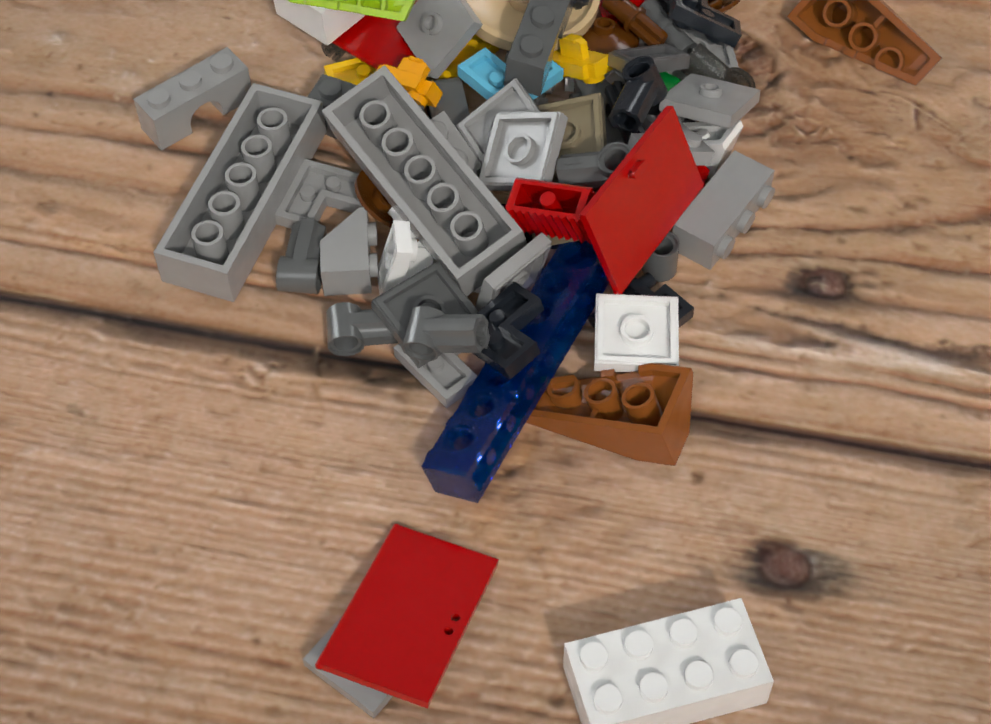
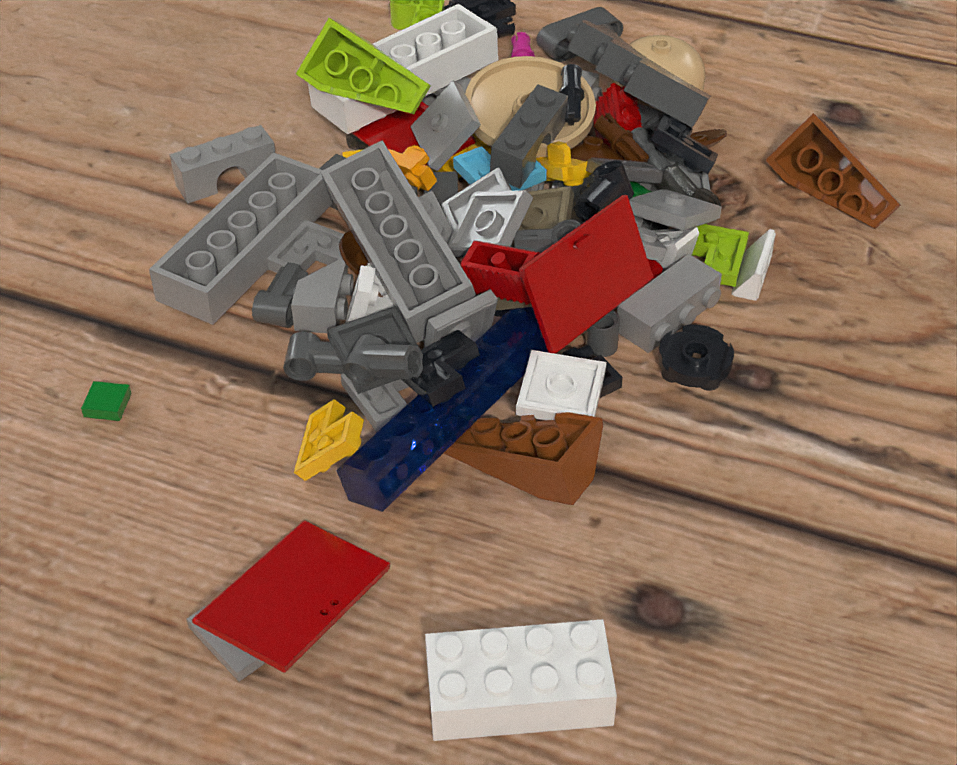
camera: 10 degrees right, 10 degrees down
(141, 413) = (106, 401): none -> green tile
(398, 430) = (328, 439): none -> yellow plate
(763, 289) = (703, 372): none -> black plate
(767, 138) = (723, 250): none -> lime plate
(801, 152) = (755, 267): none -> white slope

